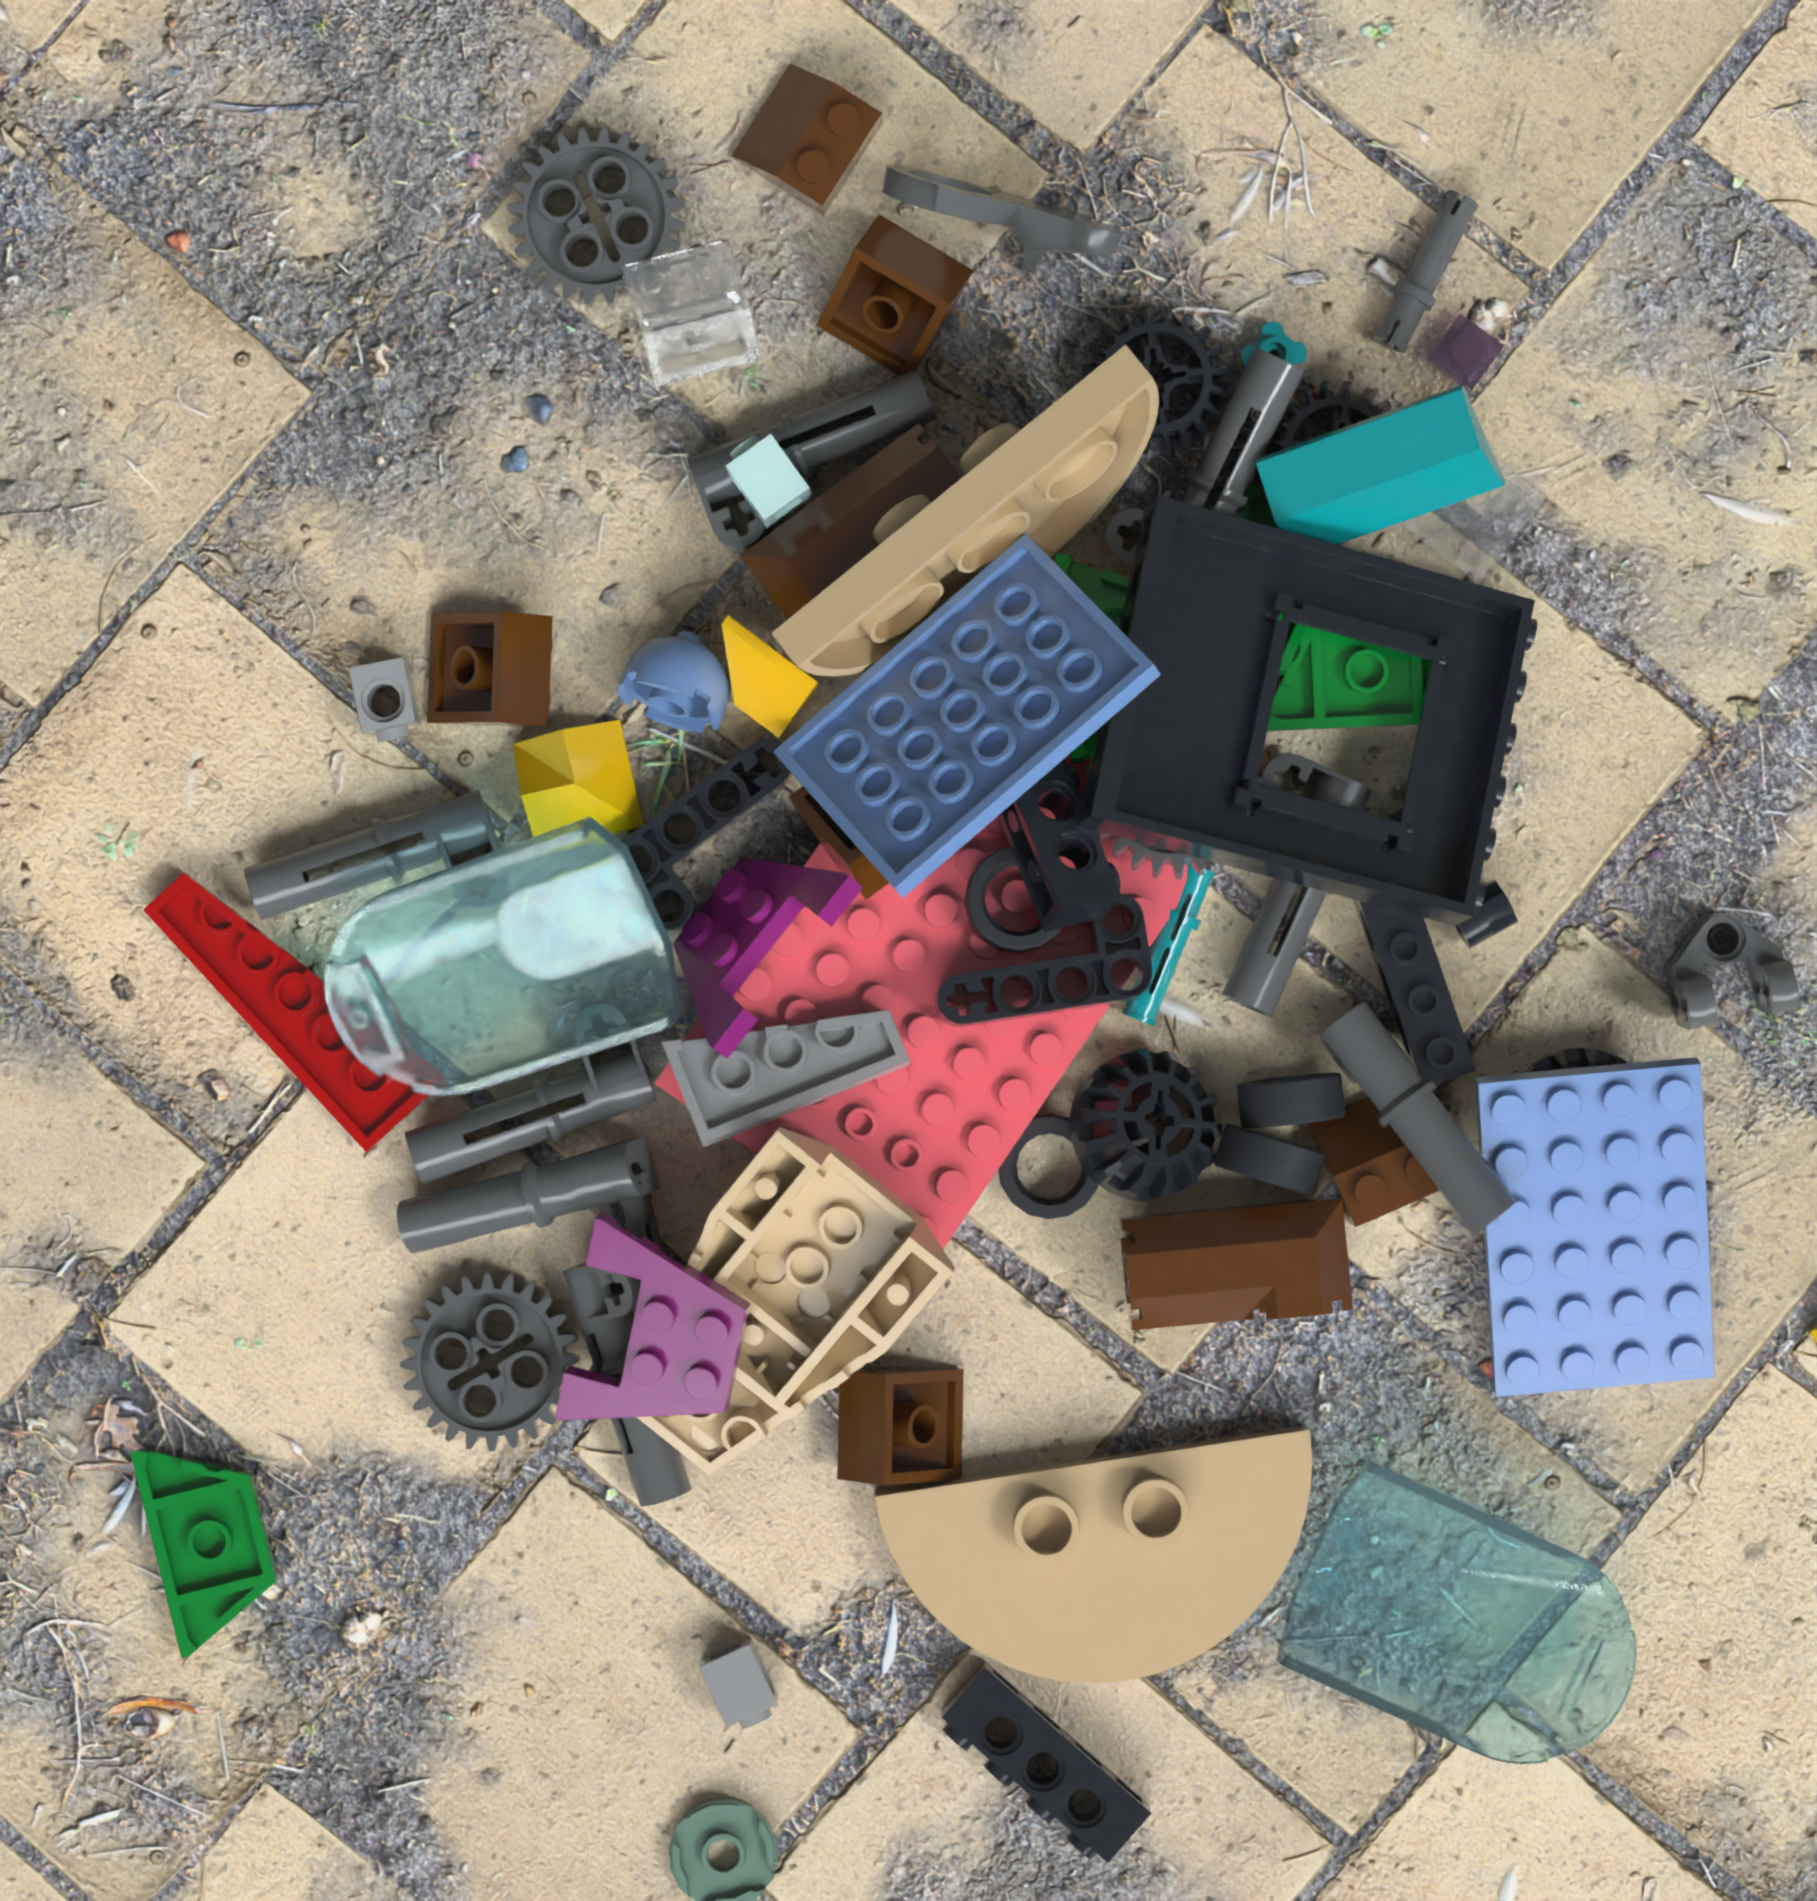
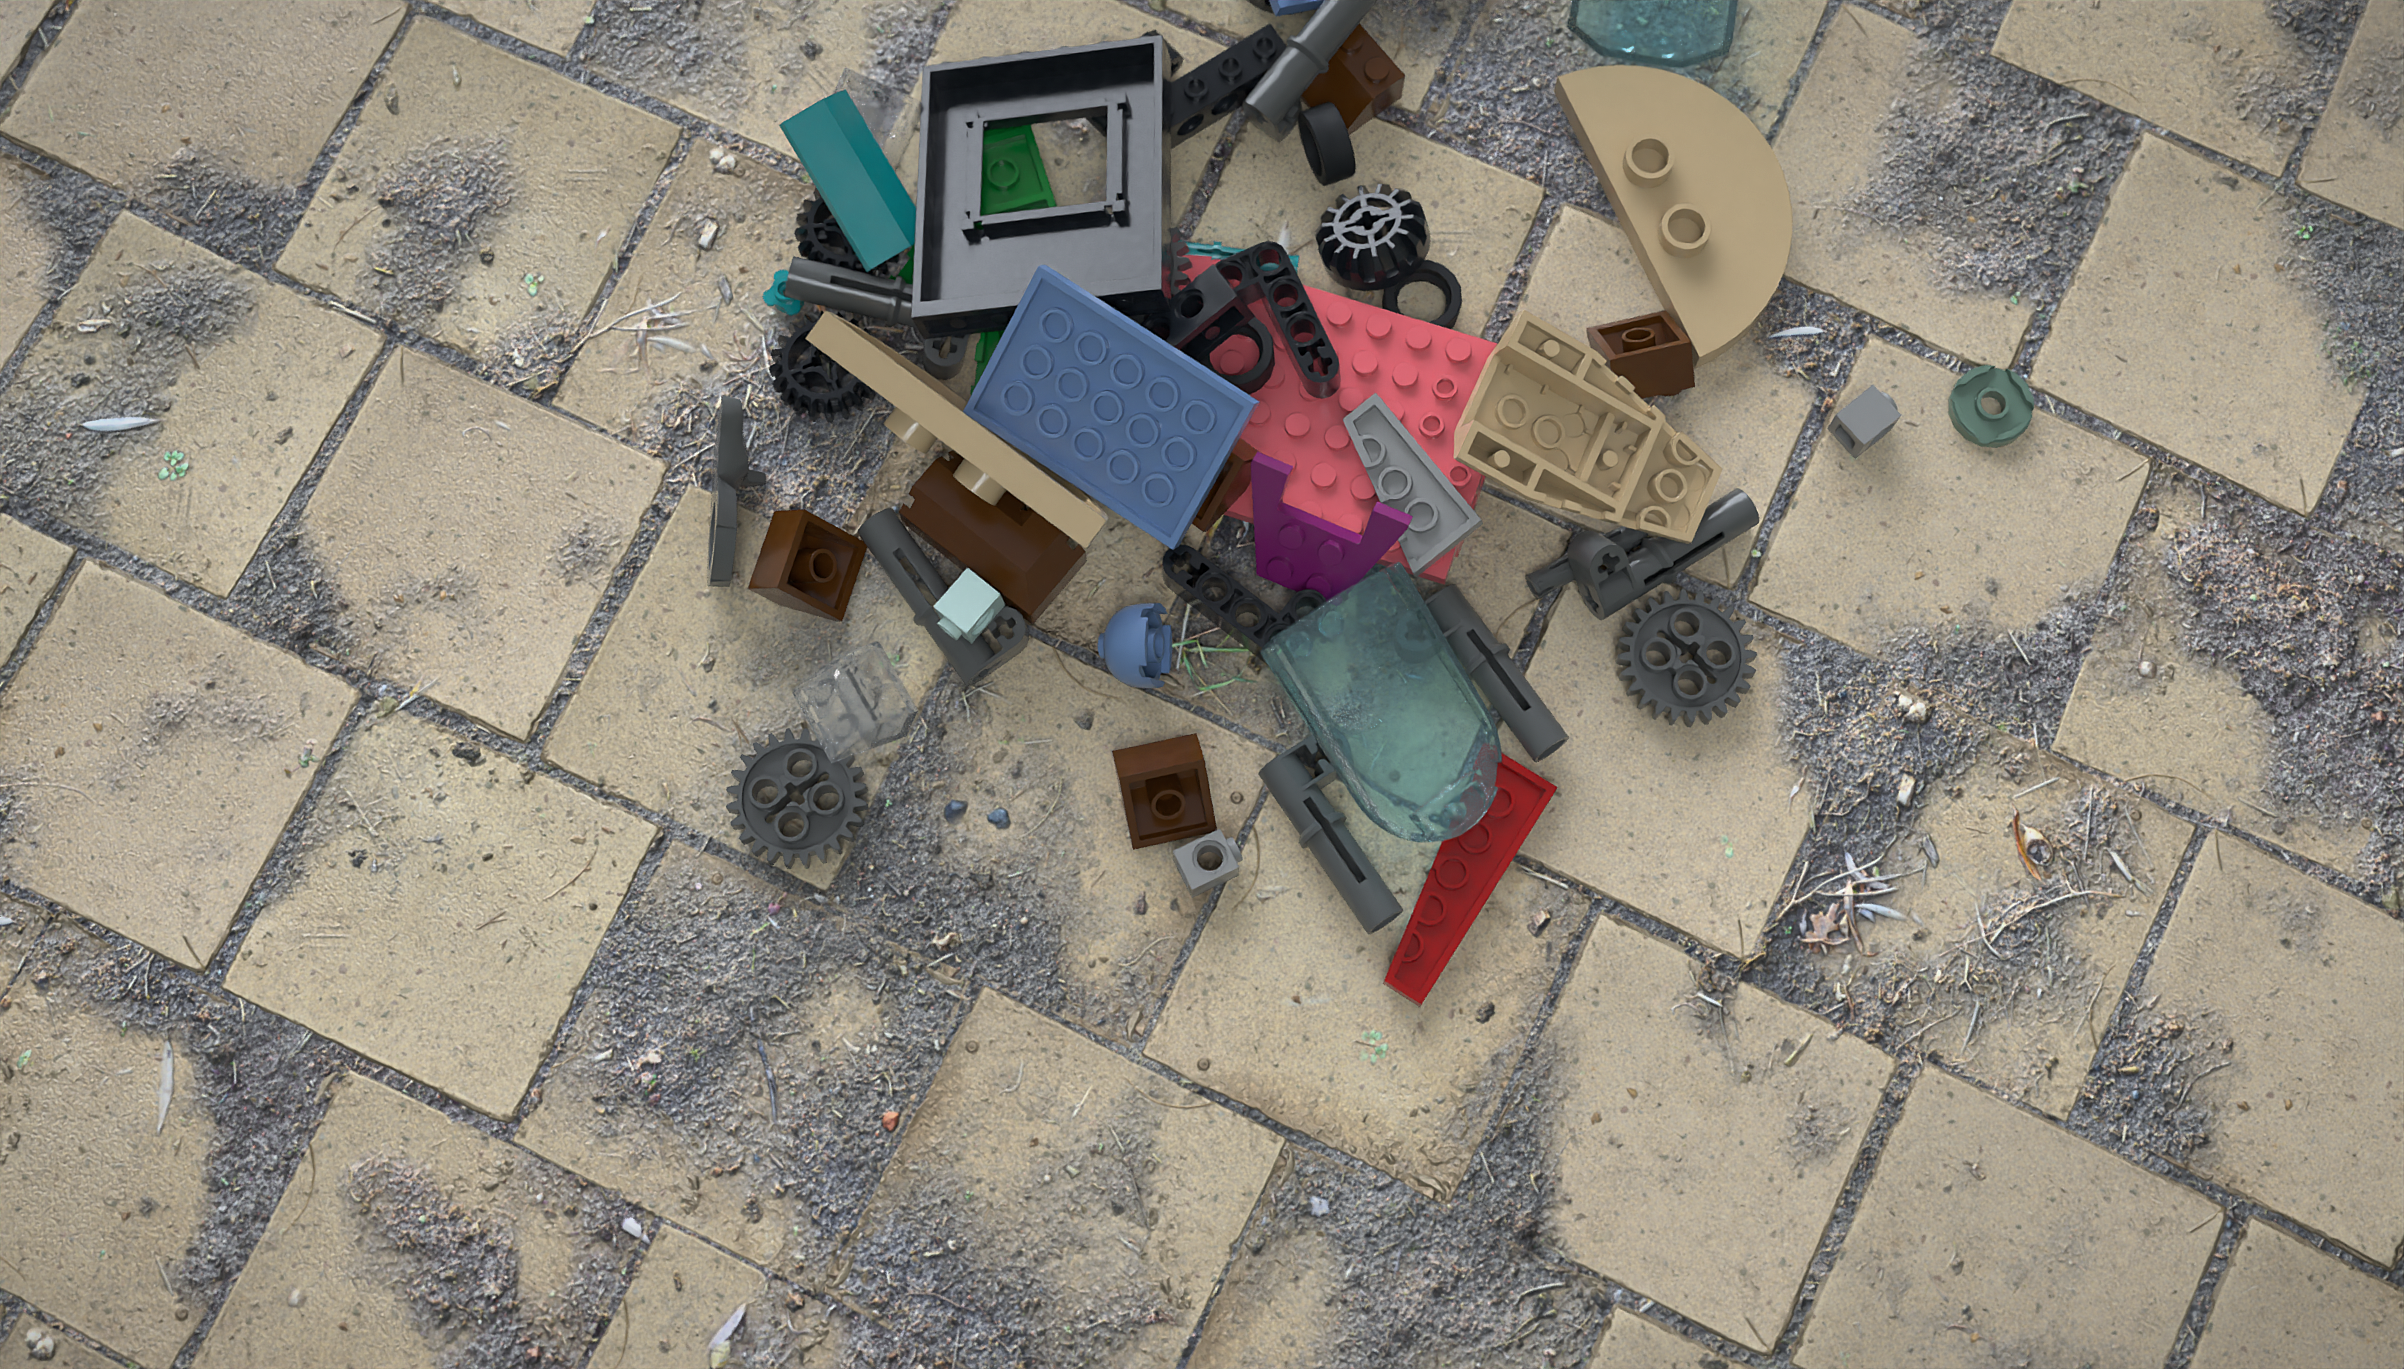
camera: 105 degrees left, 15 degrees down
(205, 1541) = (1888, 834): green wing -> none
(528, 1195) = (1525, 601): dark grey piece -> none
(576, 777) = (1234, 708): yellow slope -> none
(680, 1339) = (1634, 502): magenta wing -> none
(763, 680) = (1117, 580): yellow slope -> none
(808, 137) = (700, 657): reddish brown slope -> none
(992, 1695) = (1871, 143): black brick -> none
(1235, 1260) = (1455, 152): reddish brown brick -> none
(1258, 975) = (1189, 183): dark grey piece -> none
(1269, 1159) = (1373, 147): black tyre -> none
(1416, 291) = (715, 206): dark grey pin -> none
(1465, 352) = (754, 166): clear purple plate -> none

